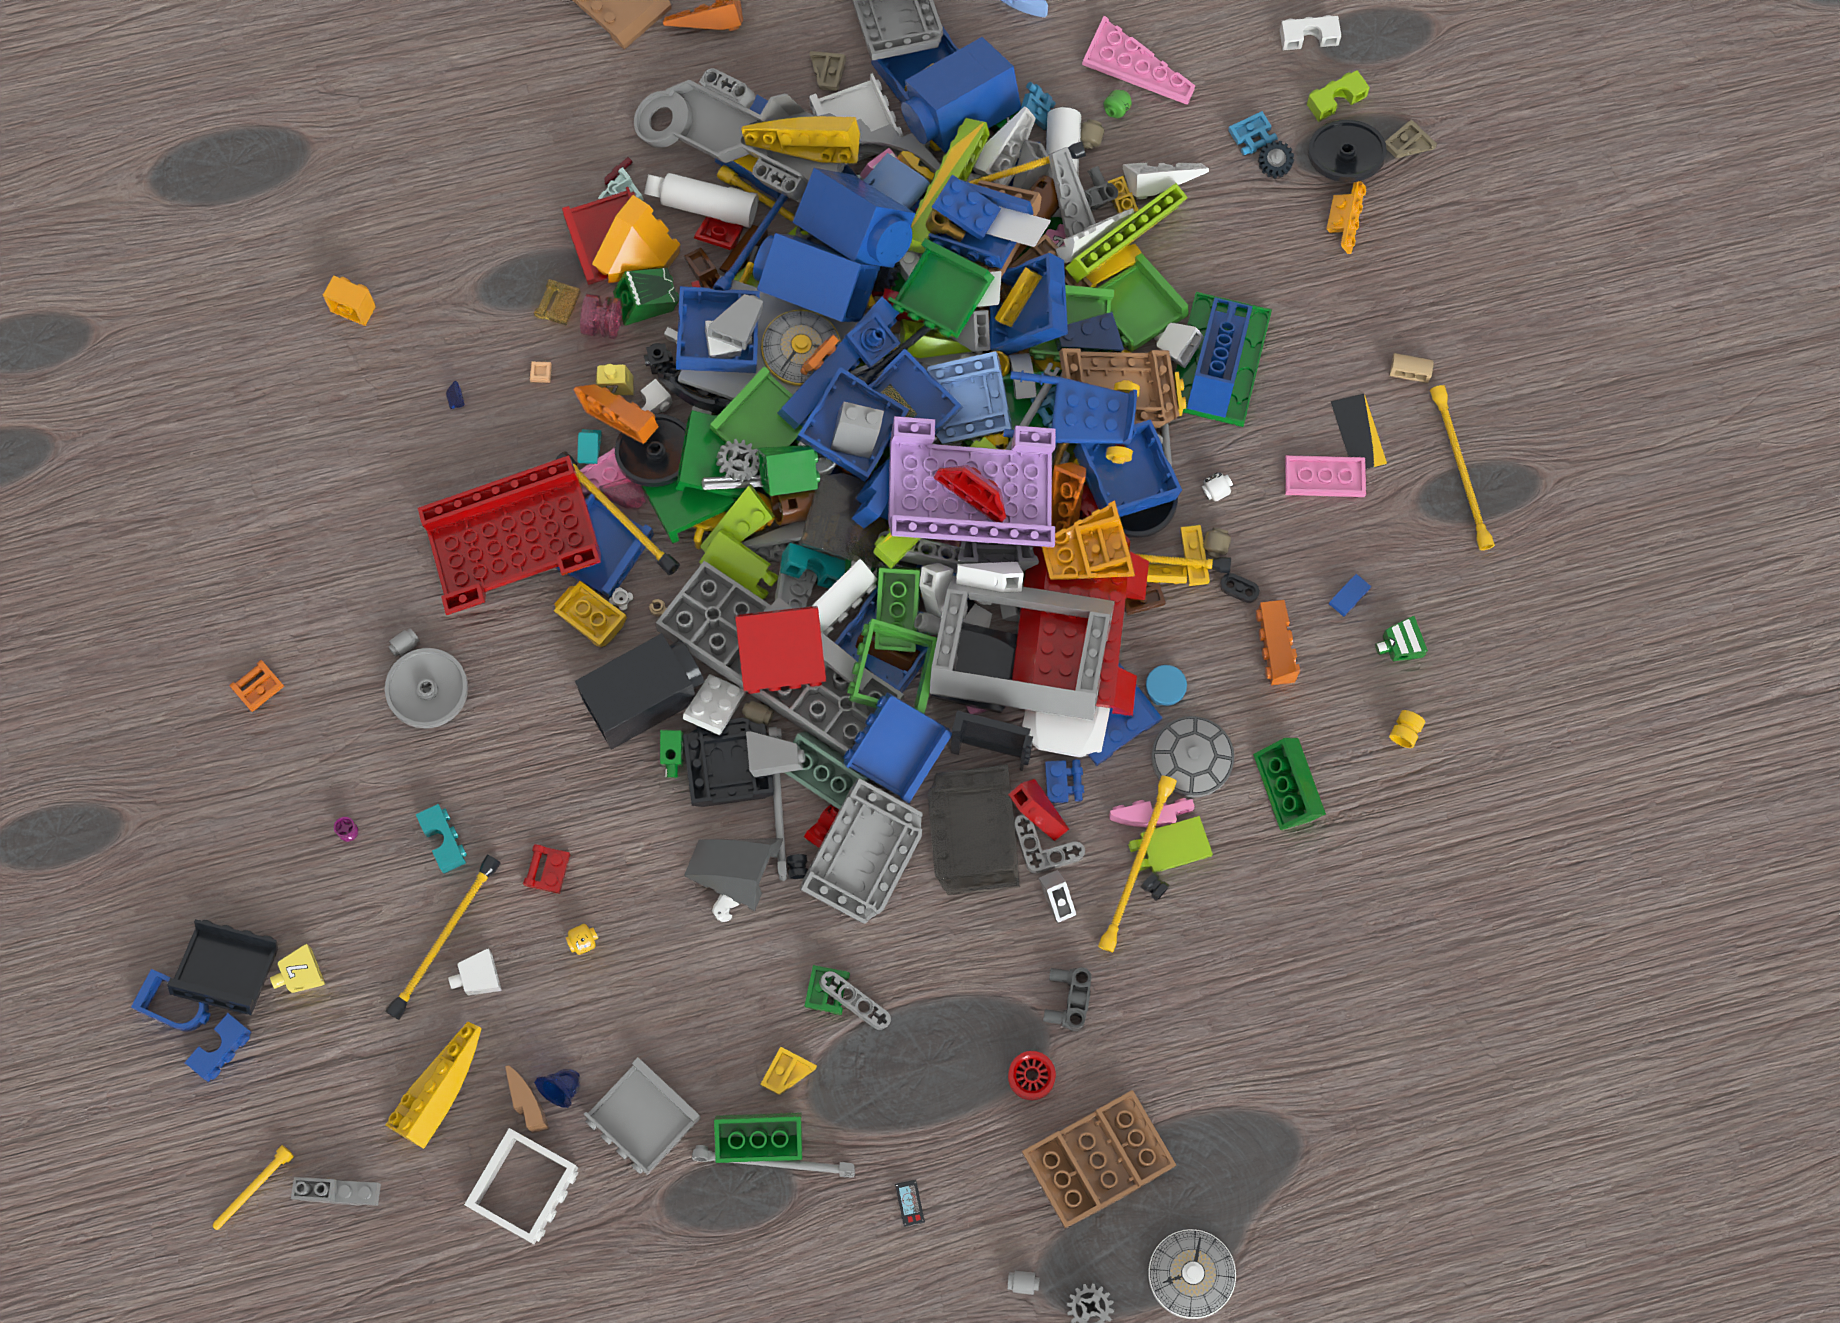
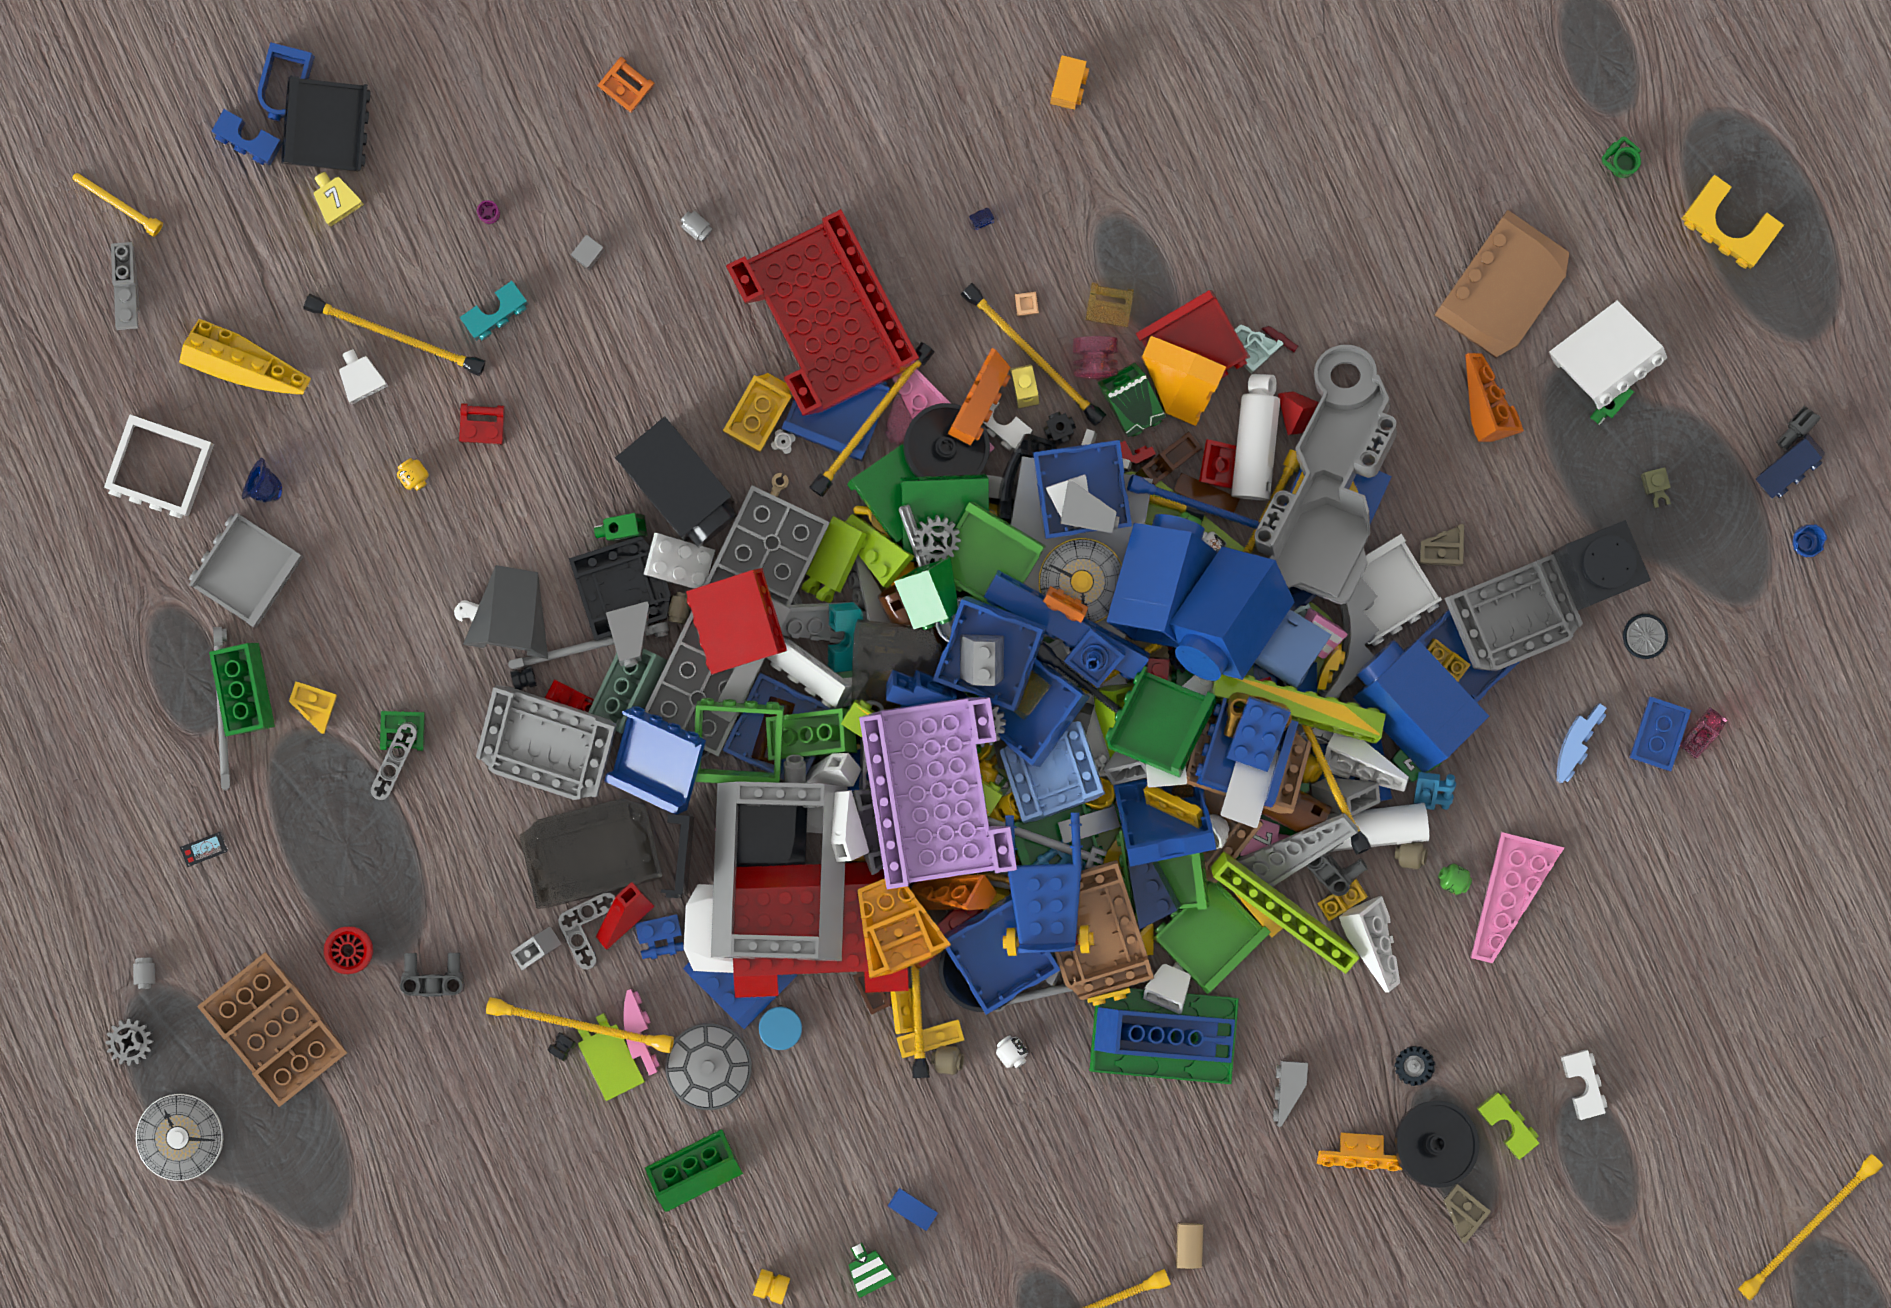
camera: 80 degrees right, 15 degrees up
(405, 743) = (587, 252): none -> light grey panel
(426, 688) = (648, 261): light grey dish -> none
(523, 413) = (1092, 412): none -> yellow hose
(526, 1102) = (240, 453): medium nougat slope -> none
(589, 446) = (946, 374): teal slope -> none
(685, 163) = (1296, 411): none -> red slope
(812, 138) = (1327, 546): yellow wedge -> none
(974, 489) = (931, 796): red wedge -> none
(1083, 240) = (1246, 857): white wedge -> none
(1240, 585) = (901, 1091): black plate -> none
(1250, 128) = (1451, 1033): dark azure plate -> none
(1277, 643) = (846, 1138): orange wedge -> none
(1279, 260) = (1292, 1082): none -> light grey slope
(1325, 476) = (1046, 1166): bright pink tile -> none
(1358, 430) = (1104, 1197): black sticker -> none

